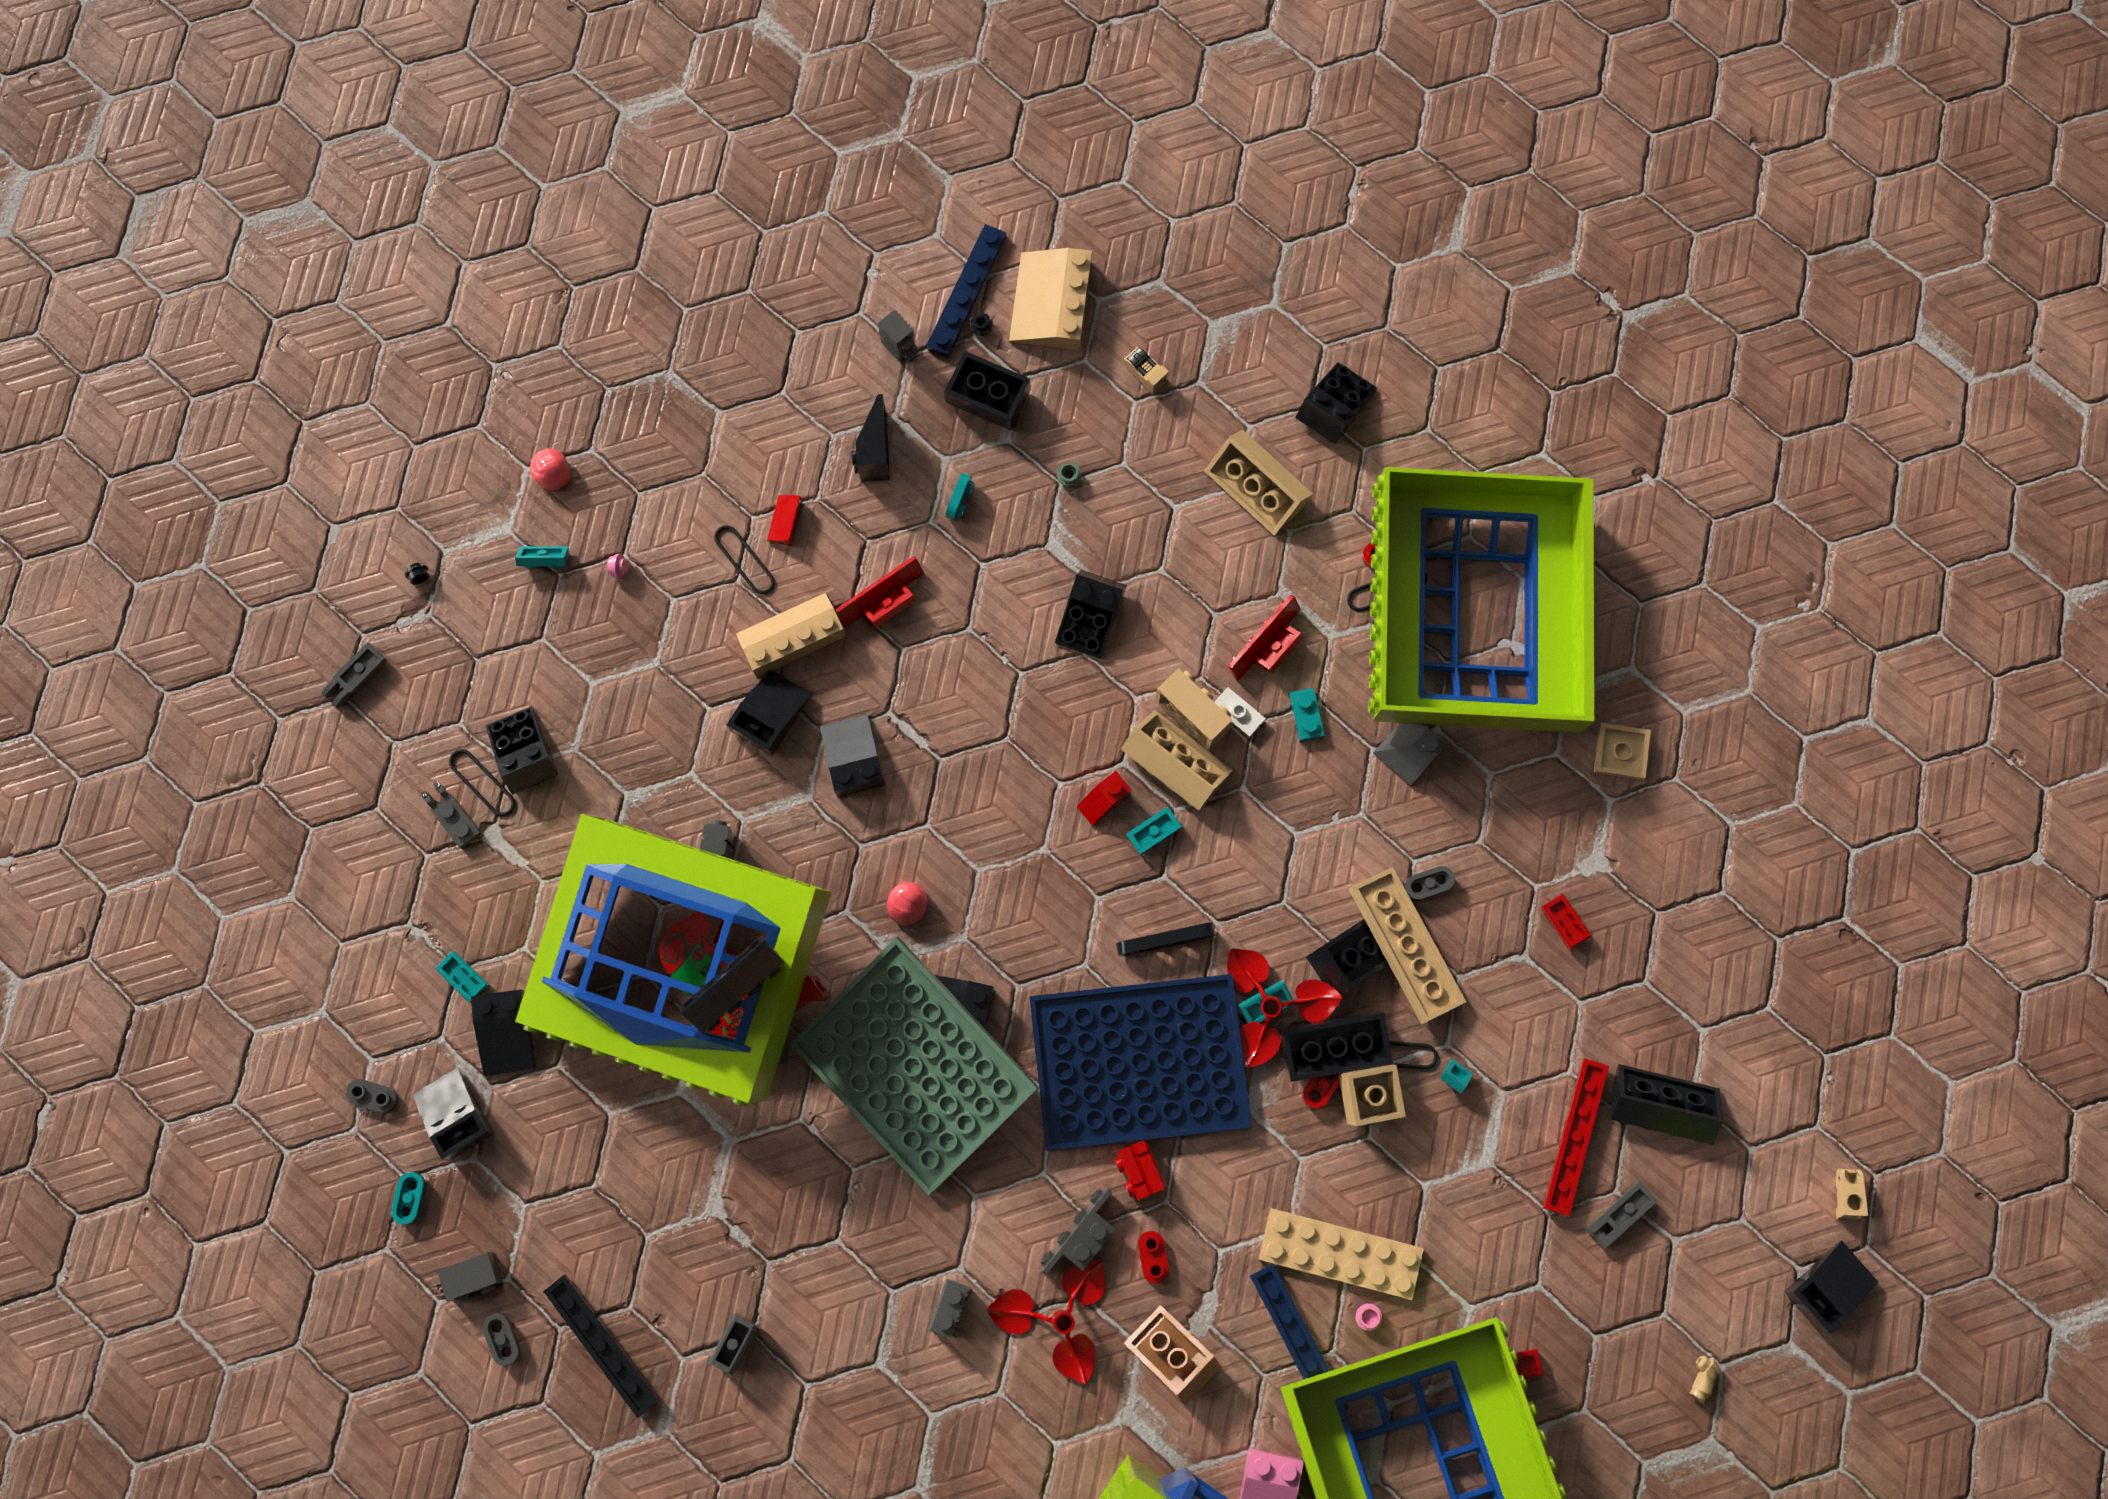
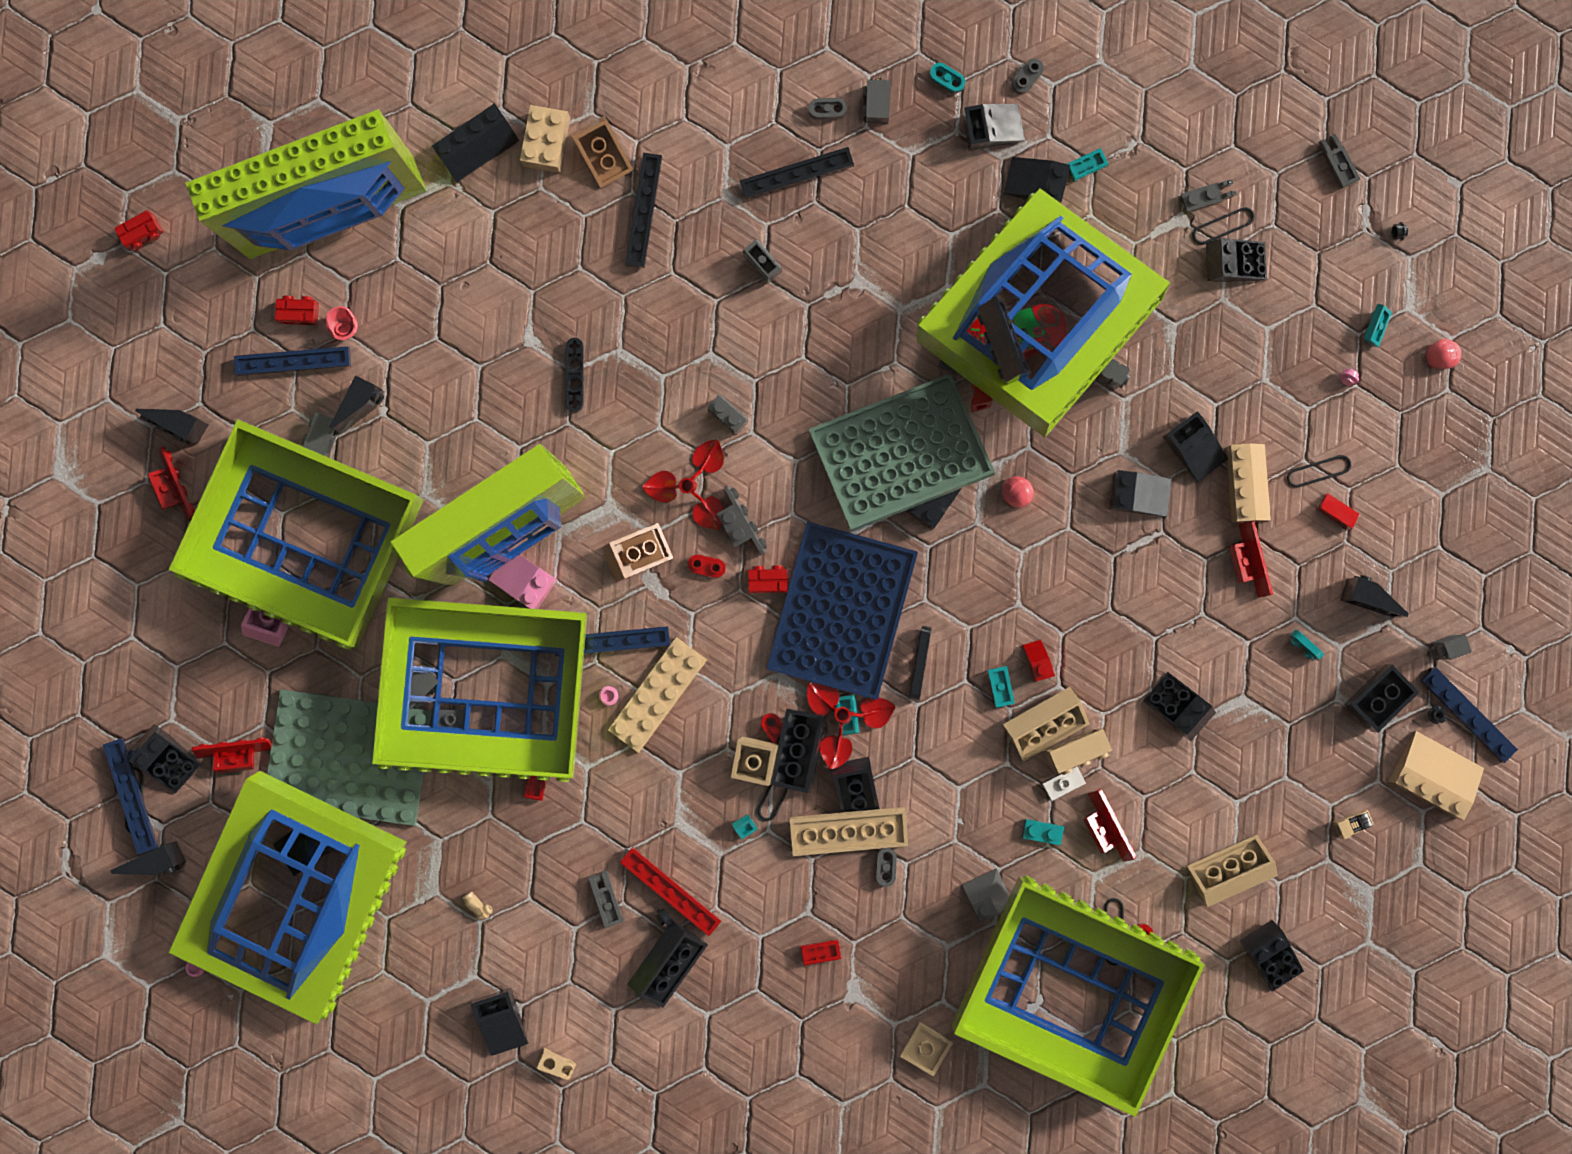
camera: 110 degrees right, 10 degrees up
(1068, 467) = (1298, 733): sand green plate -> none
(1611, 1132) = (663, 917): none -> black plate

